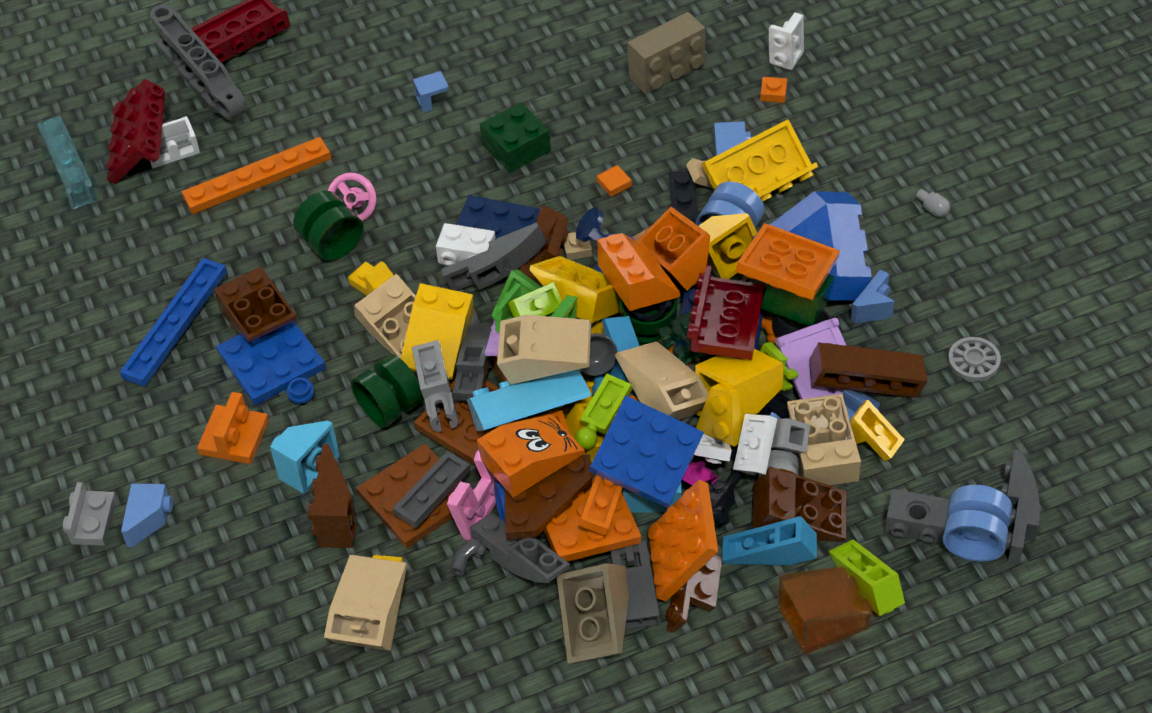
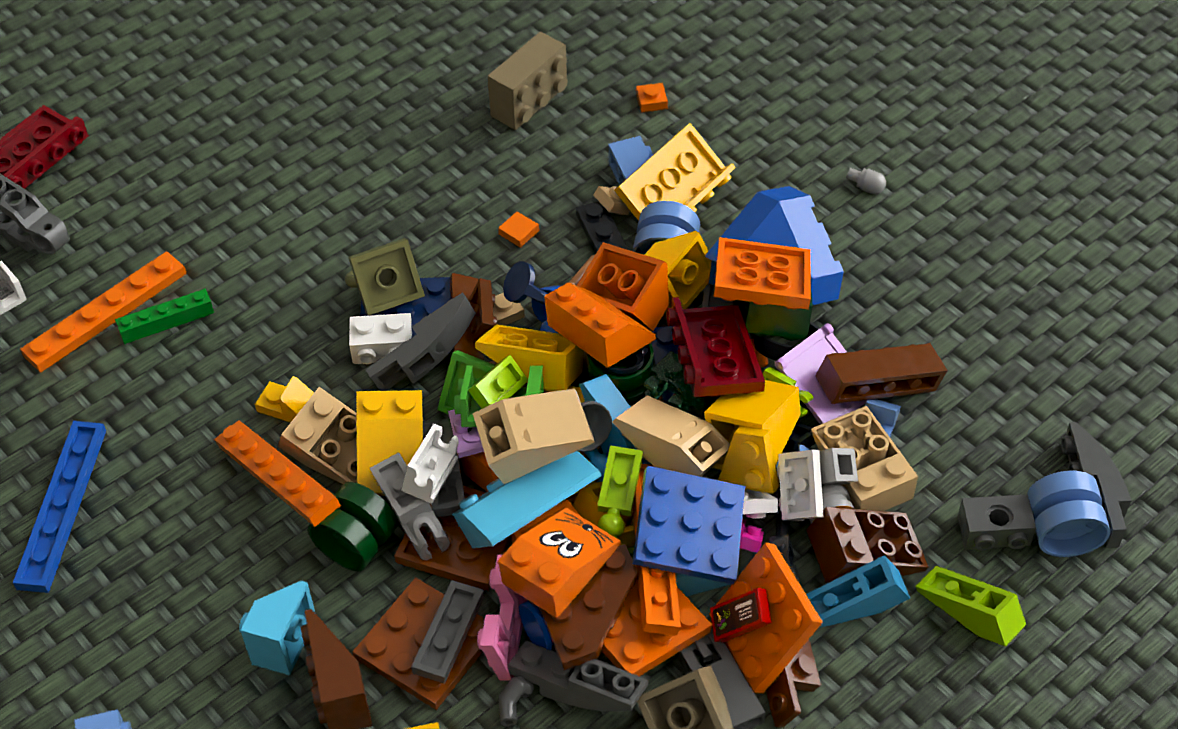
camera: 20 degrees left, 0 degrees up
(233, 431) = (178, 621): orange bracket -> none
(253, 305) = (155, 463): reddish brown slope -> none
(270, 361) = (193, 520): blue plate -> none
(295, 190) = (164, 316): none -> green piece
(300, 390) = (243, 551): blue plate -> none
(328, 225) = (214, 349): dark green wheel -> none
(342, 334) = (277, 473): none -> orange plate
(361, 196) = (240, 308): bright pink piece -> none
(428, 86) = (274, 170): medium blue panel -> none
(457, 355) = (430, 466): none -> white hinge
(483, 196) = (385, 276): none -> olive tile
(515, 137) = (393, 204): dark green brick -> none
(662, 533) = (740, 615): none -> tile
(787, 42) = (650, 45): white bracket -> none
(822, 607) = (940, 654): clear orange slope -> none
(873, 301) = (852, 299): medium blue slope -> none
(873, 428) = (916, 438): yellow slope -> none
(974, 359) = (977, 335): light grey wheel -> none

